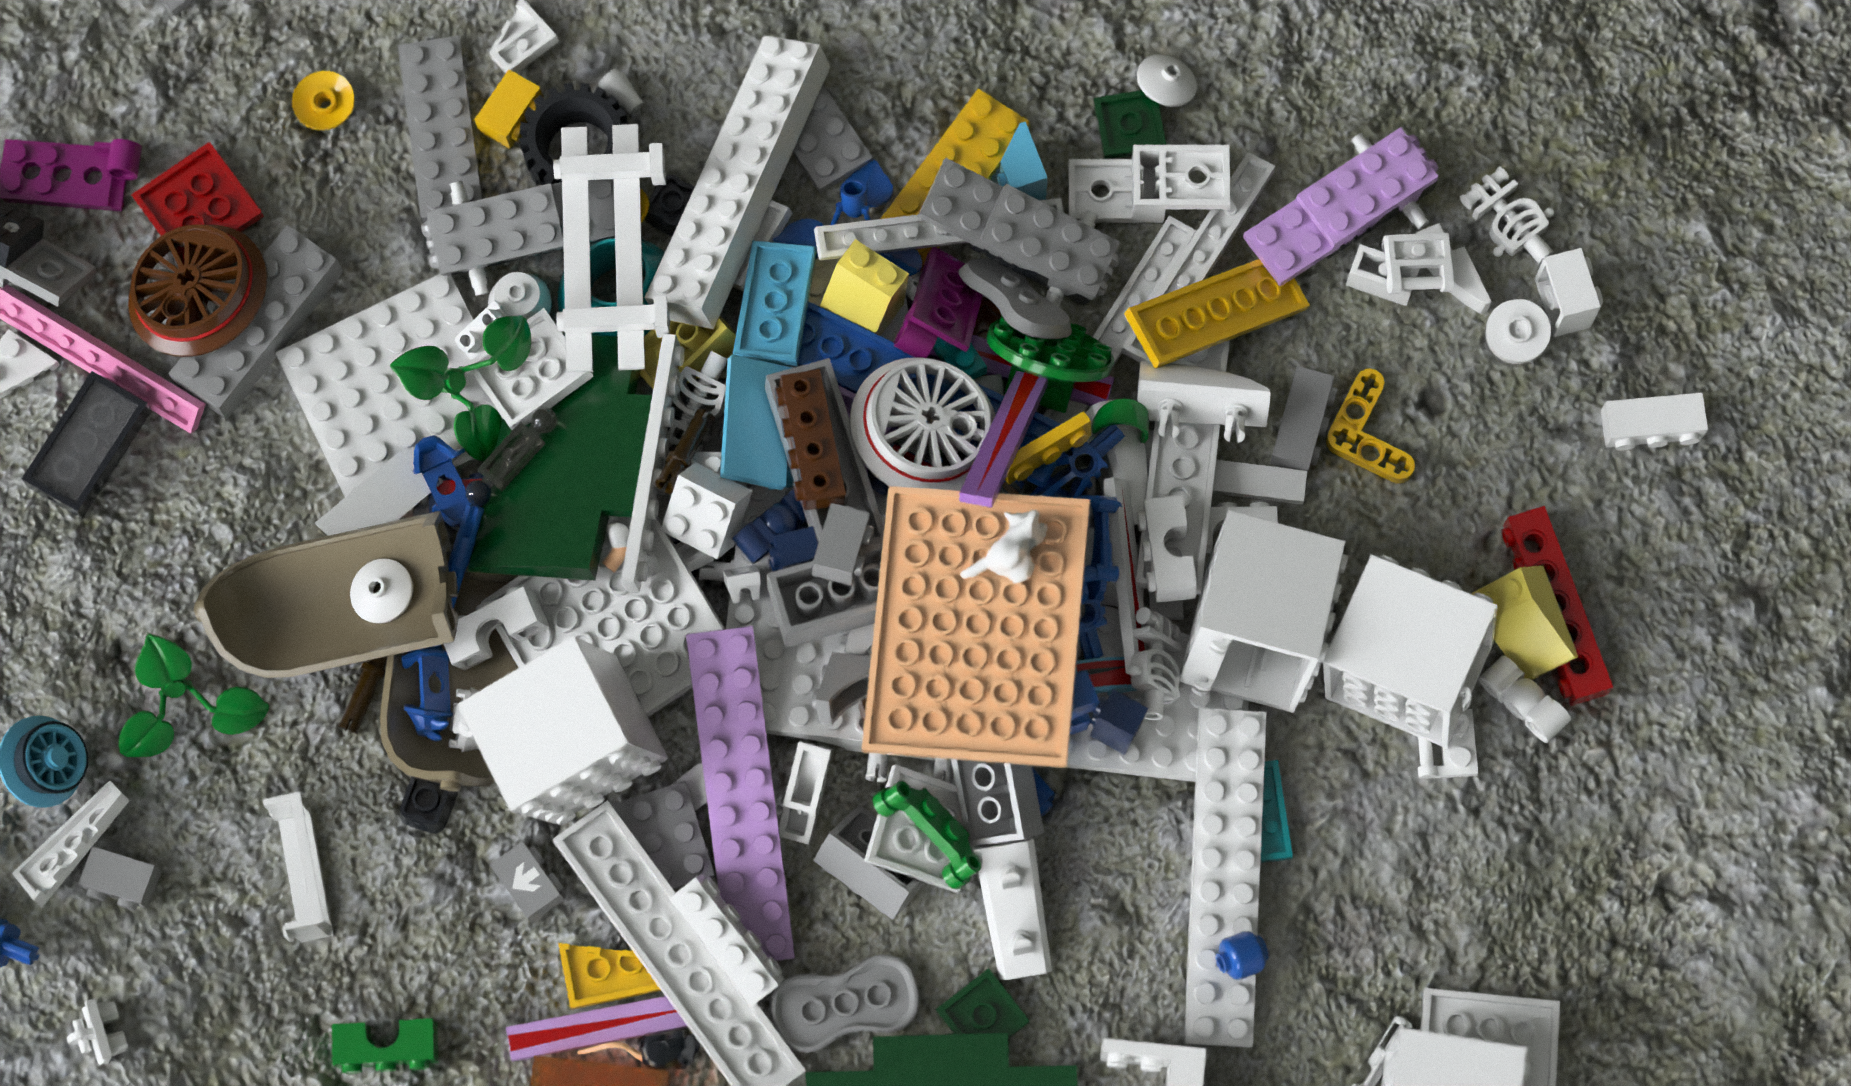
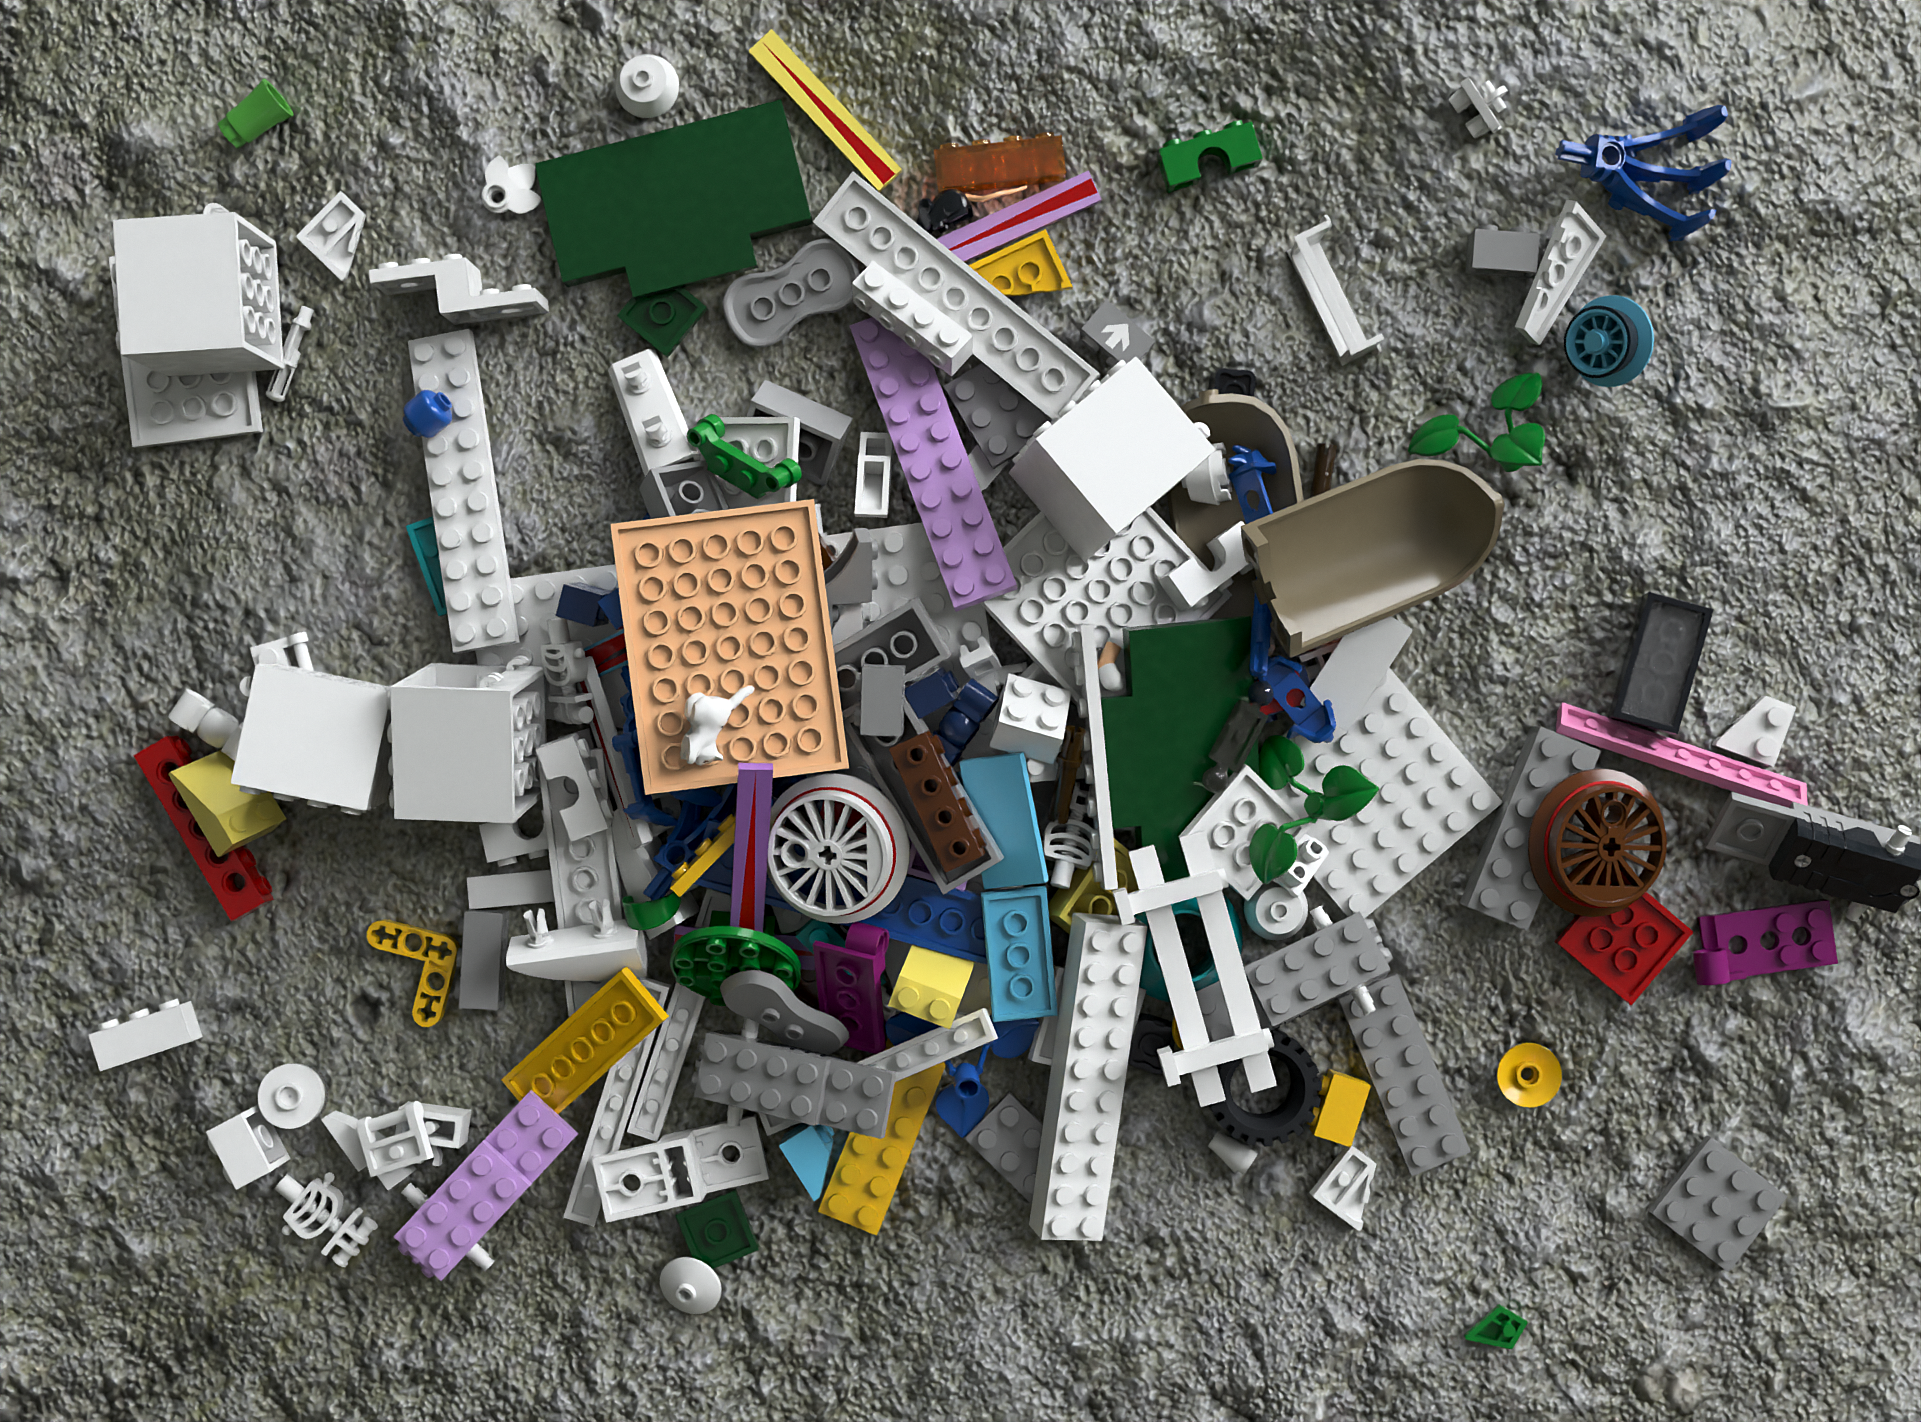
camera: 165 degrees right, 15 degrees up
(392, 597) = (1314, 575): white dish -> none

